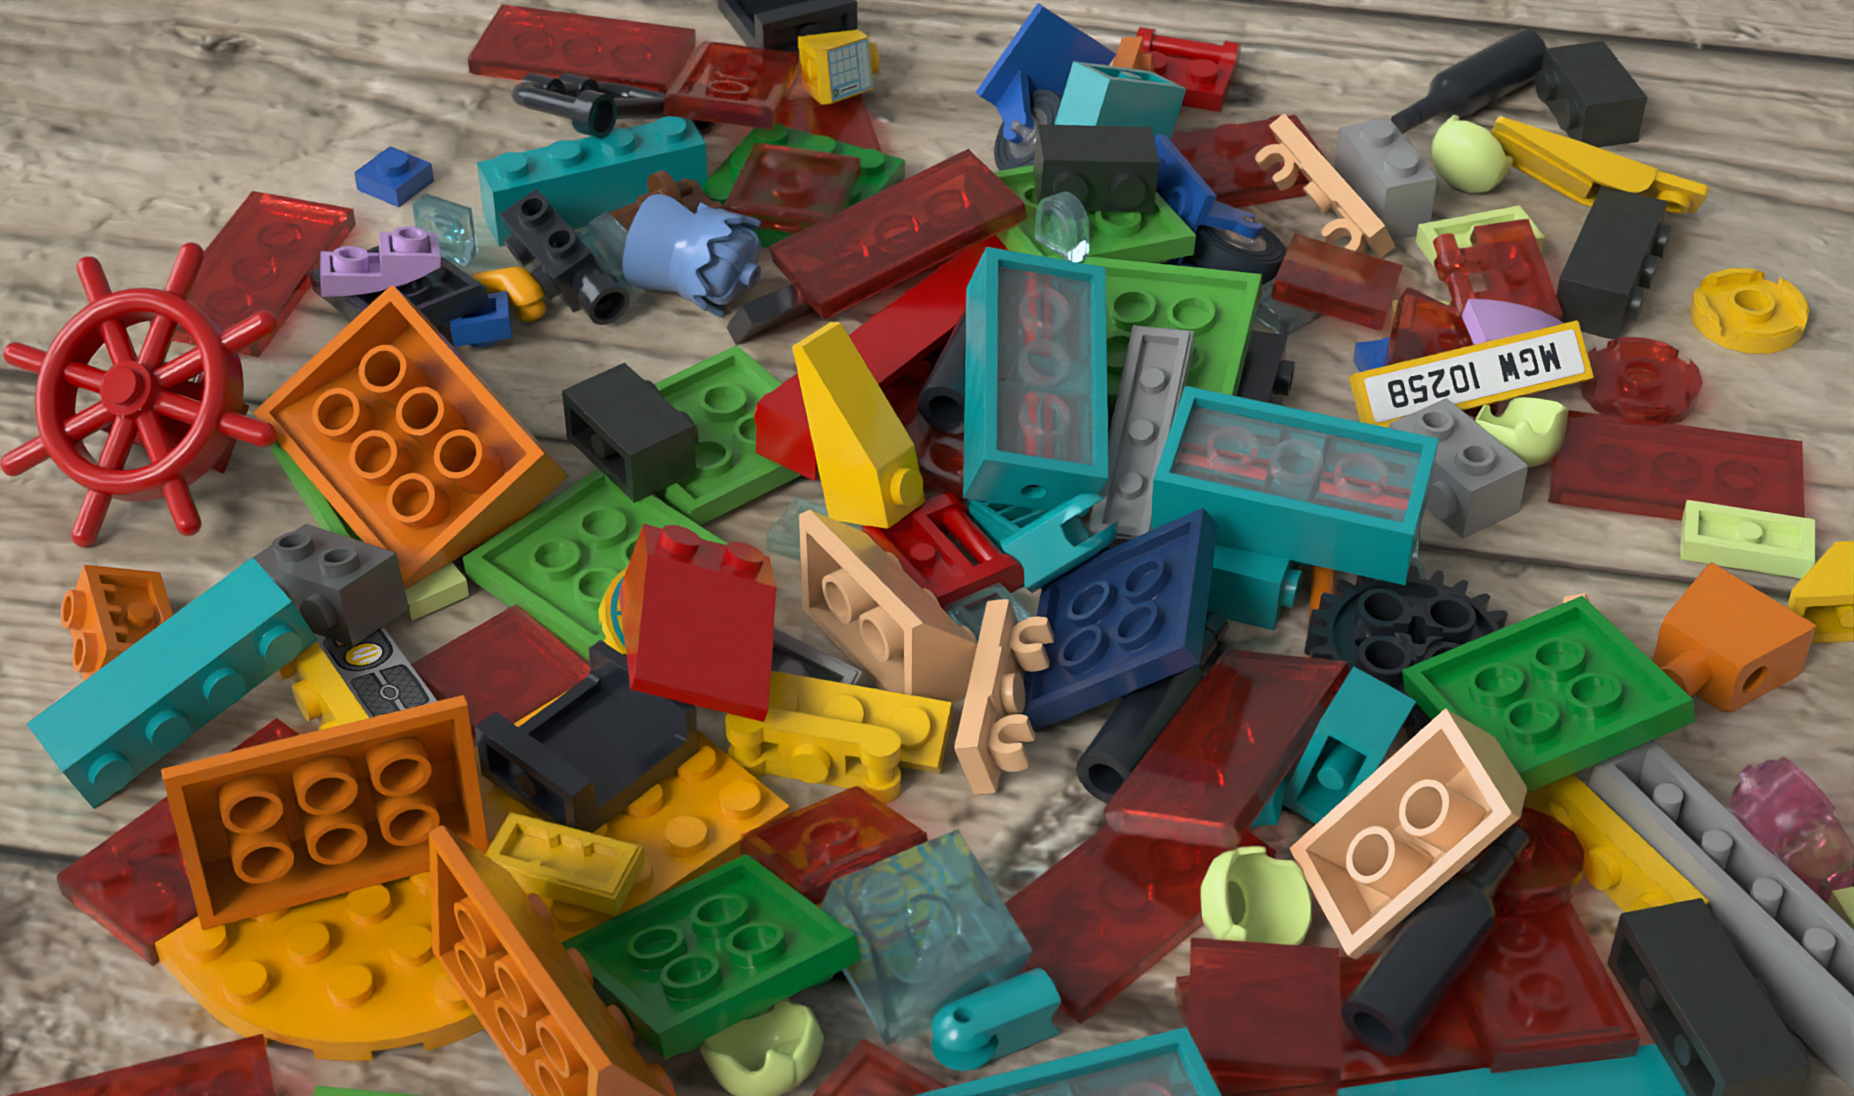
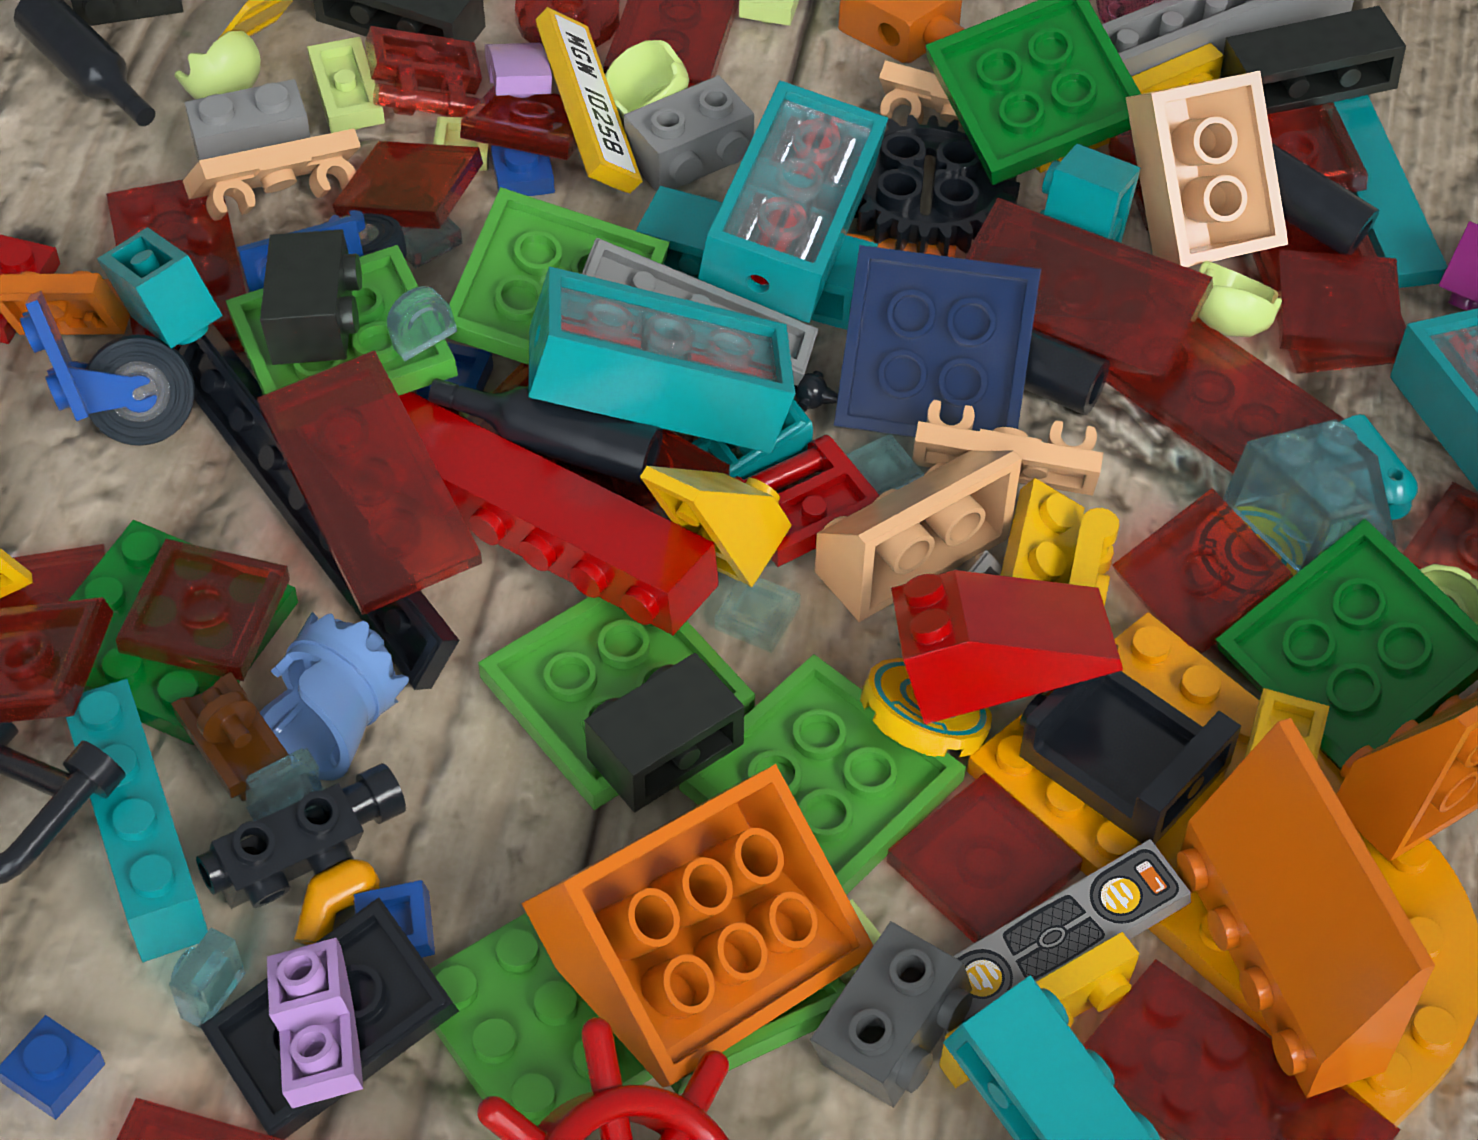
camera: 90 degrees left, 10 degrees up
(1057, 542) = (832, 382): teal piece -> none

